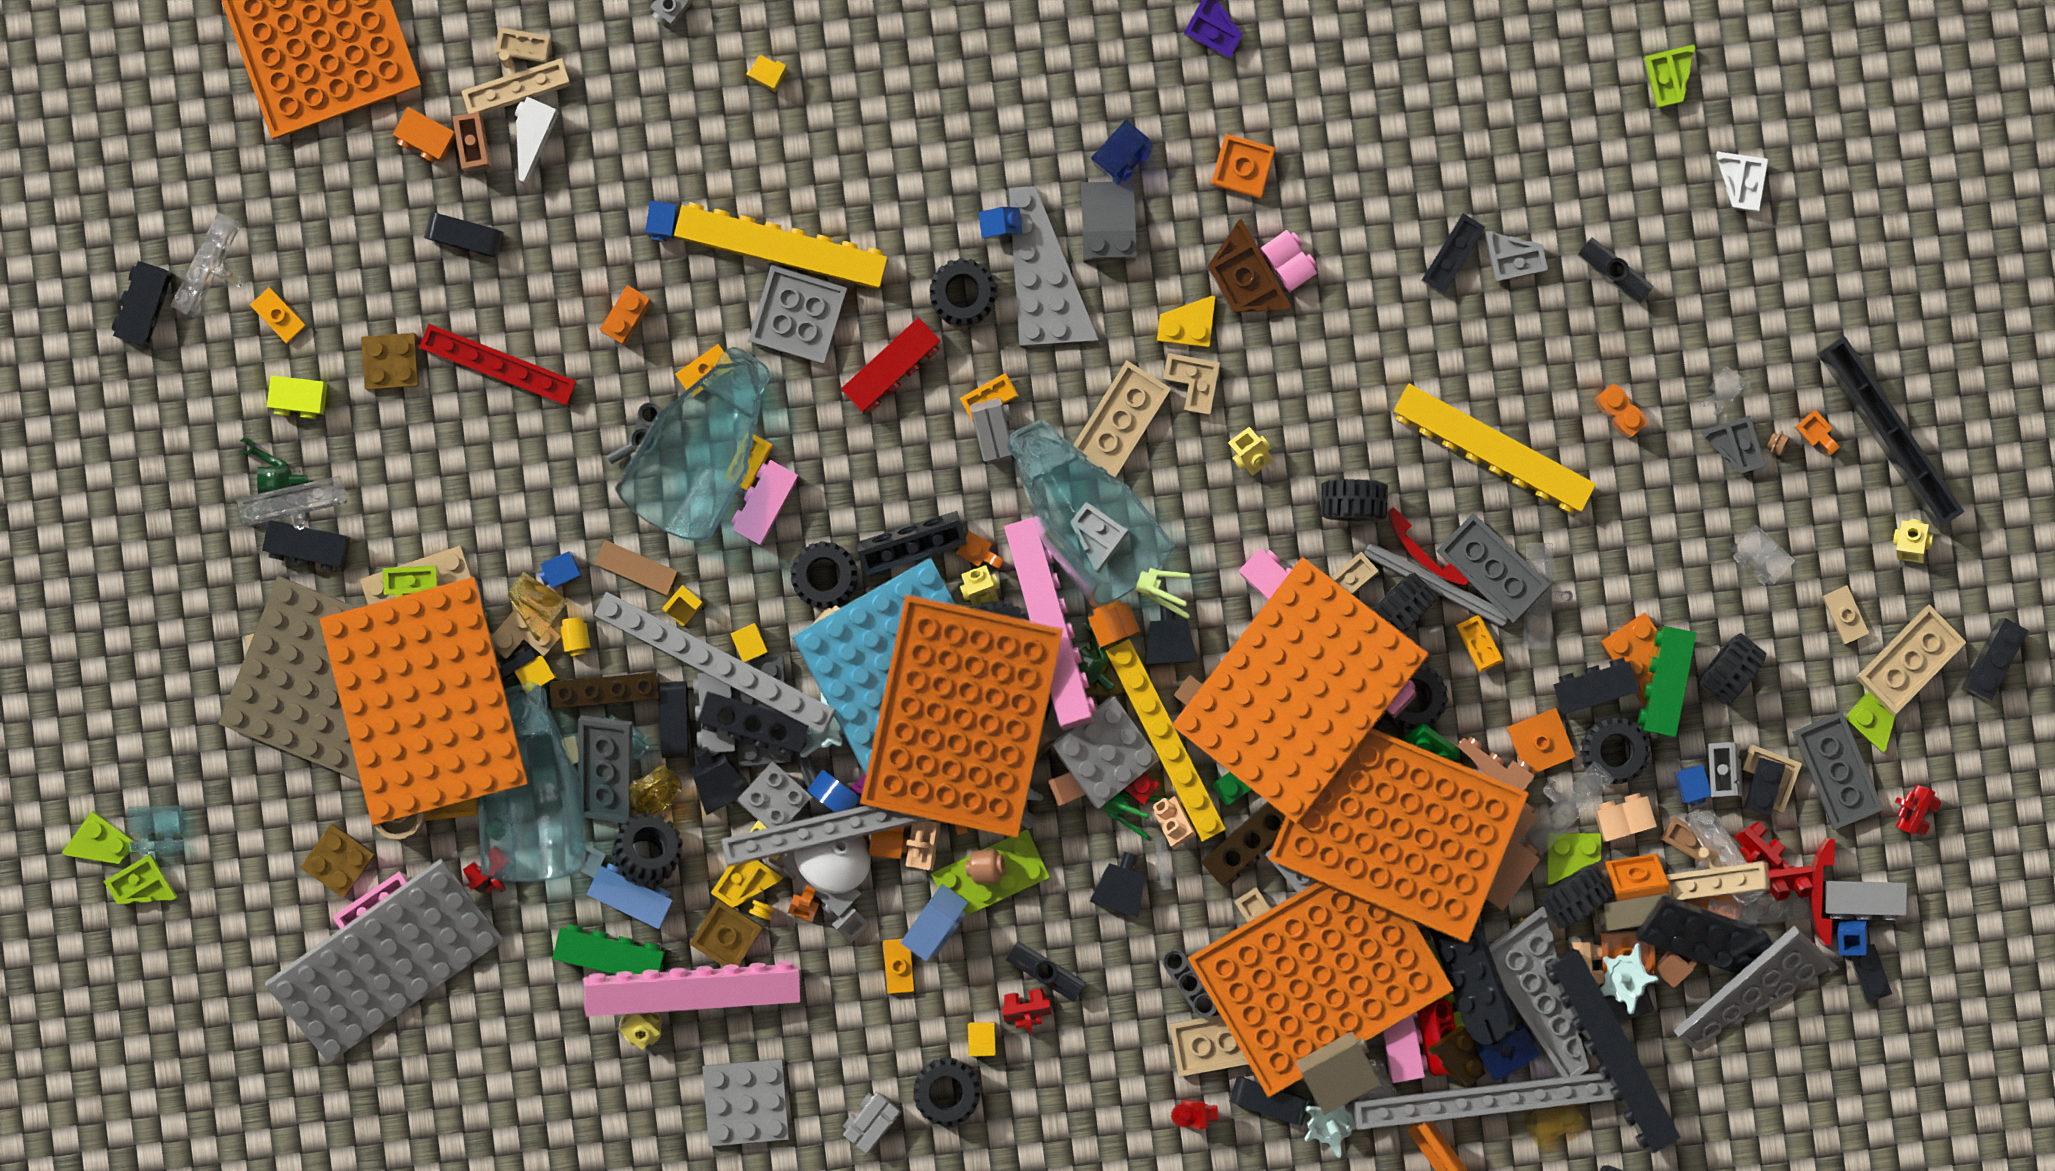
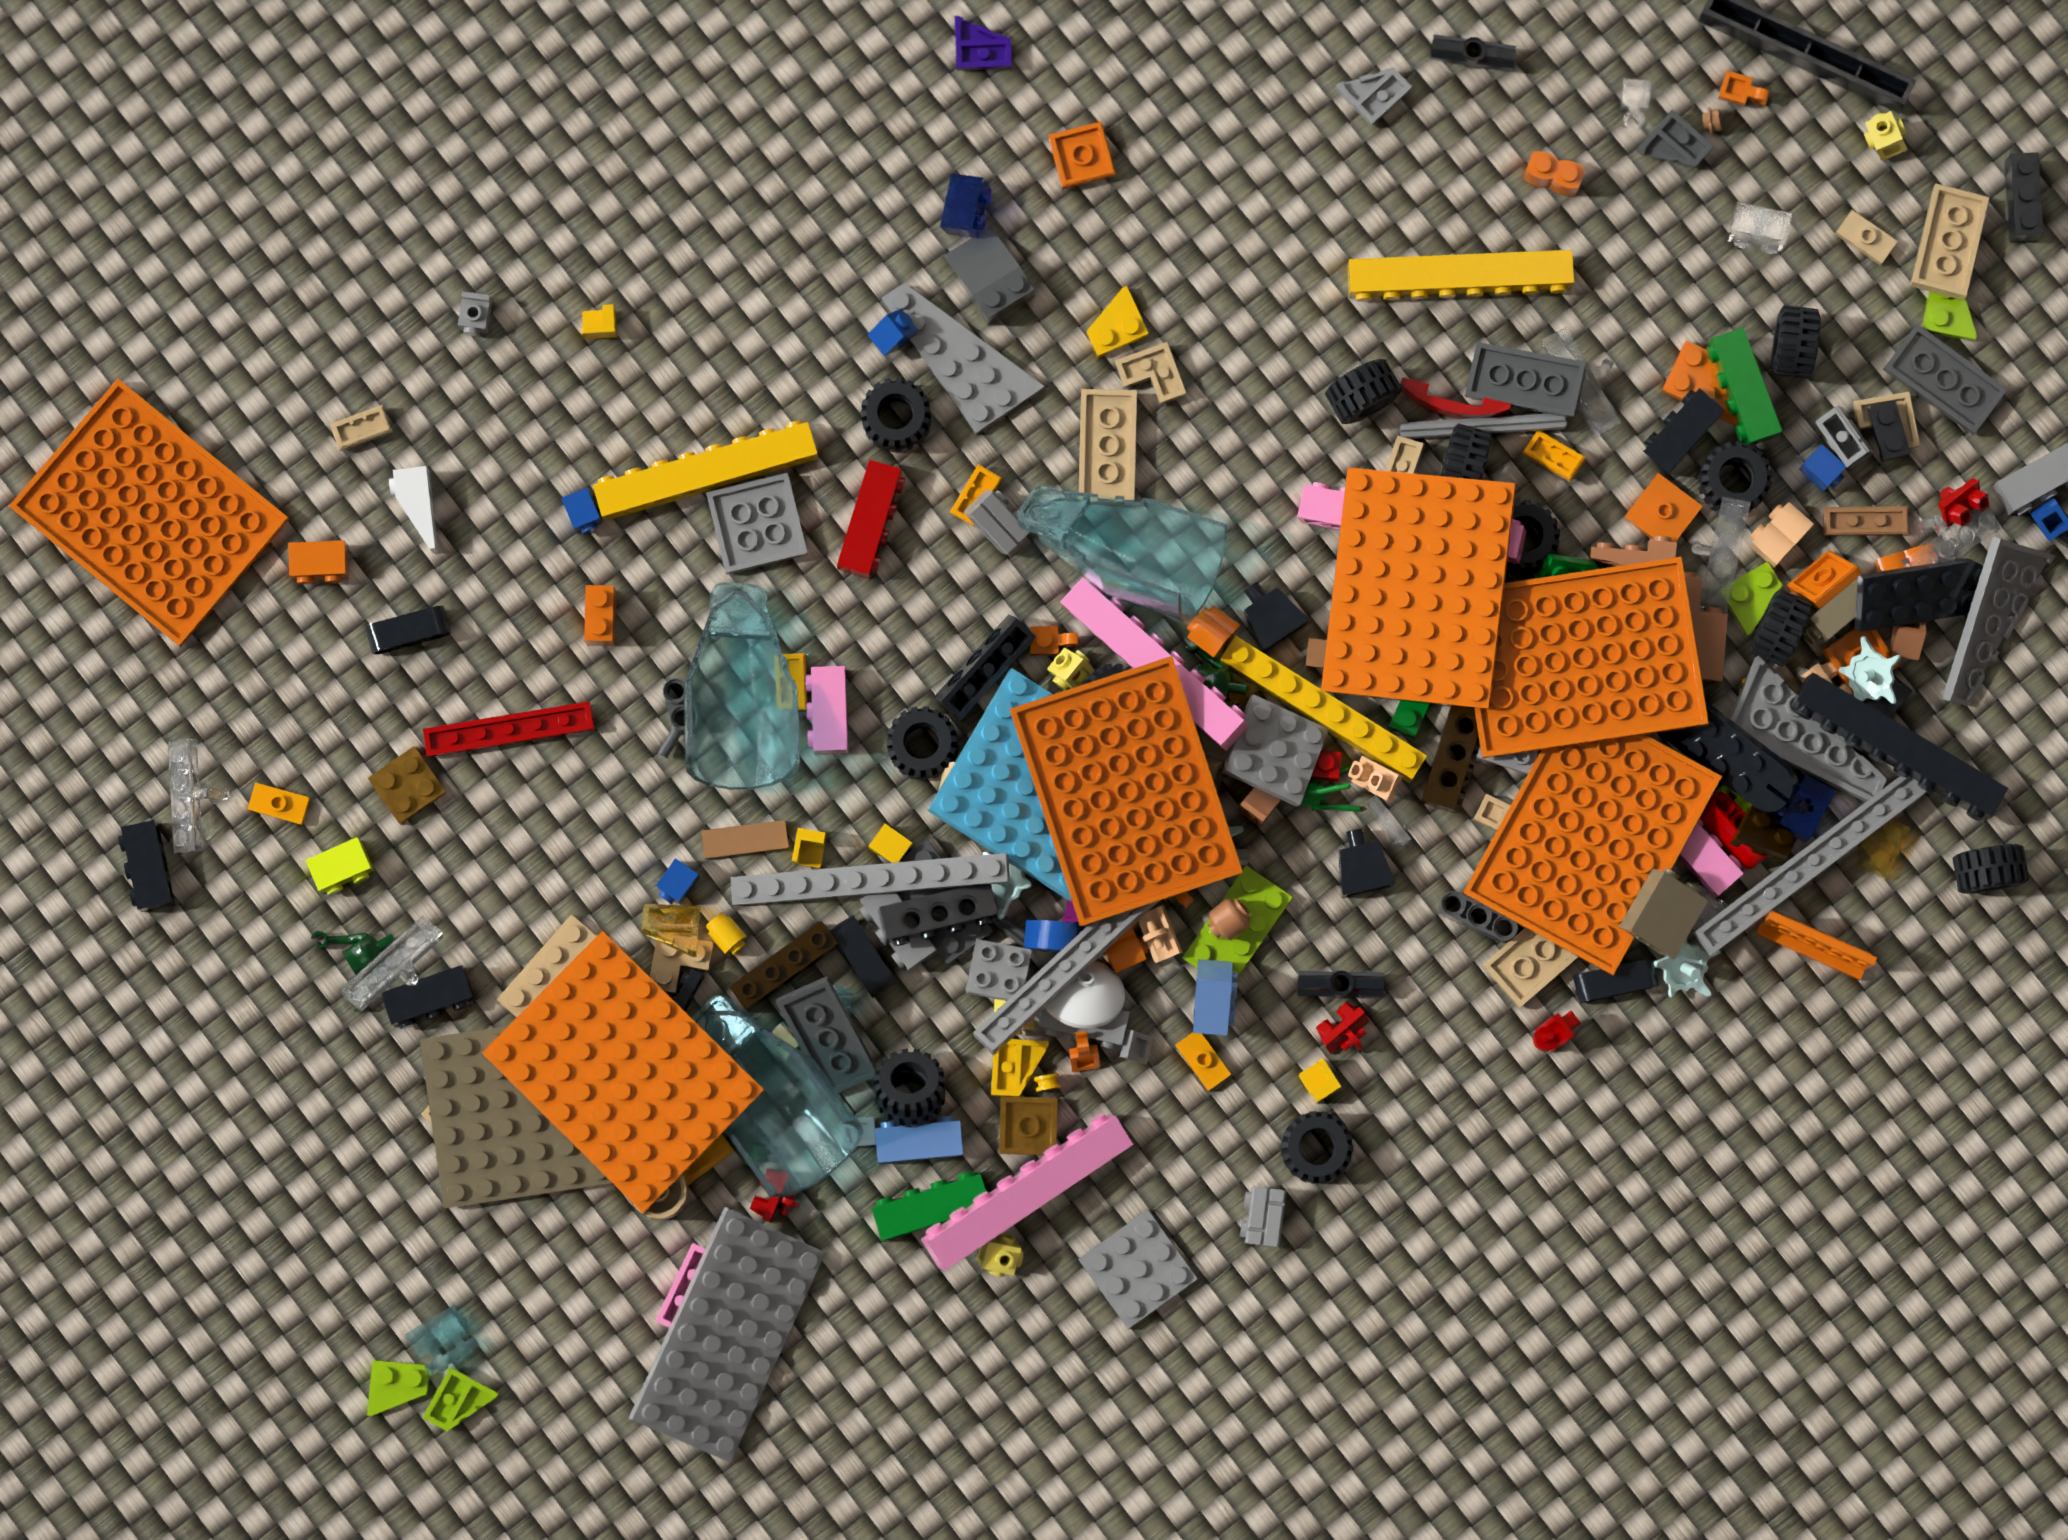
camera: 25 degrees left, 5 degrees down
(337, 860) = (628, 1271): pearl gold plate -> none
(409, 580) = (543, 970): lime plate -> none
(472, 142) = (366, 541): nougat brick -> none
(515, 85) = (375, 468): tan plate -> none
(536, 671) = (709, 985): yellow panel -> none
(655, 790) = (884, 1029): clear yellow plate -> none
(699, 367) = (695, 623): light orange plate -> none
(717, 780) = (935, 988): black torso -> none
(1098, 535) = (1150, 559): light grey wing -> none
(1149, 585) = (1225, 578): yellowish green plant -> none
(1245, 275) = (1143, 251): reddish brown wing -> none
(1254, 455) = (1248, 405): light yellow brick -> none
(1288, 260) = (1174, 215): bright pink brick -> none
(1453, 253) = (1318, 122): black plate -> none
(1714, 836) = (1889, 514): clear plate -> none
(1718, 880) = (1901, 535): tan plate -> none
(1756, 849) = (1915, 491): red hips -> none
(1821, 926) = (2015, 527): red slope -> none
(1914, 808) = (2034, 372): red hips -> none

